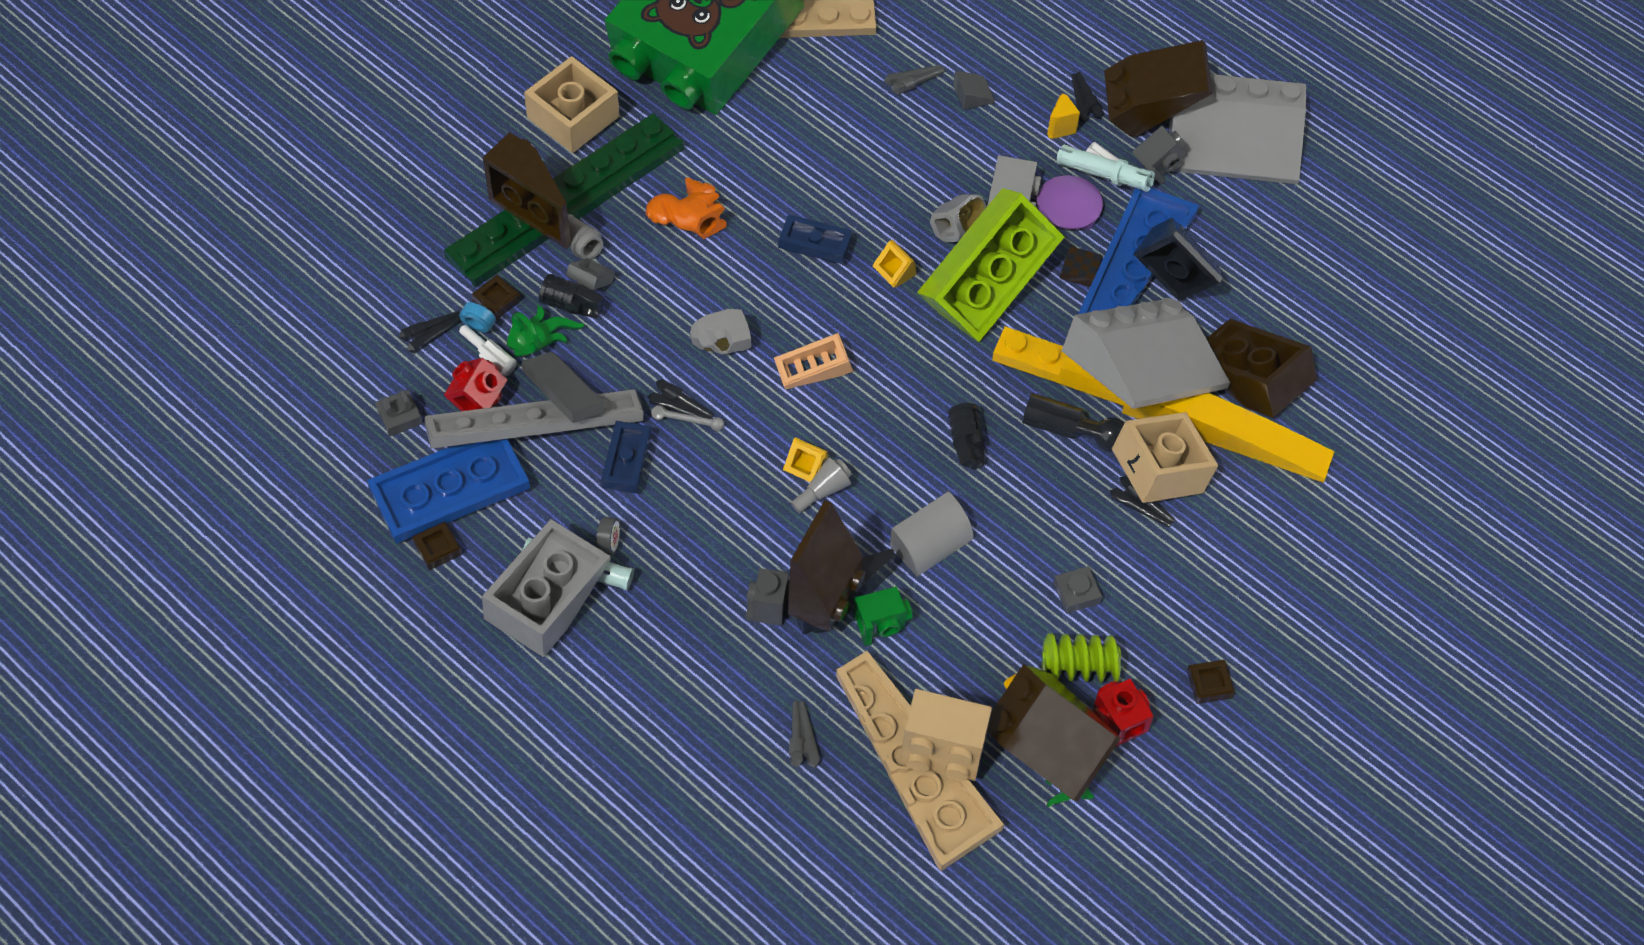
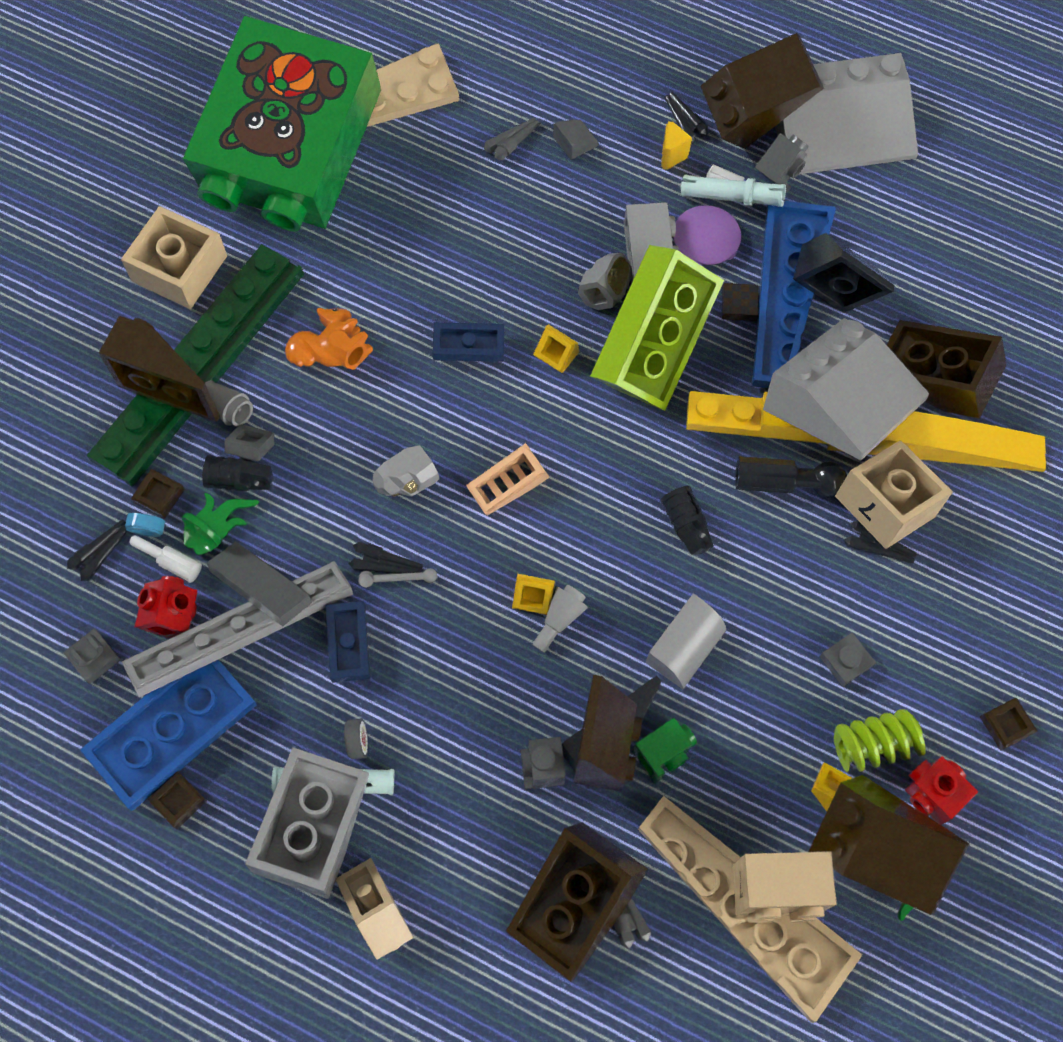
camera: 15 degrees left, 10 degrees up
(581, 673) = (373, 909): none -> tan slope
(760, 710) = (575, 899): none -> dark brown slope

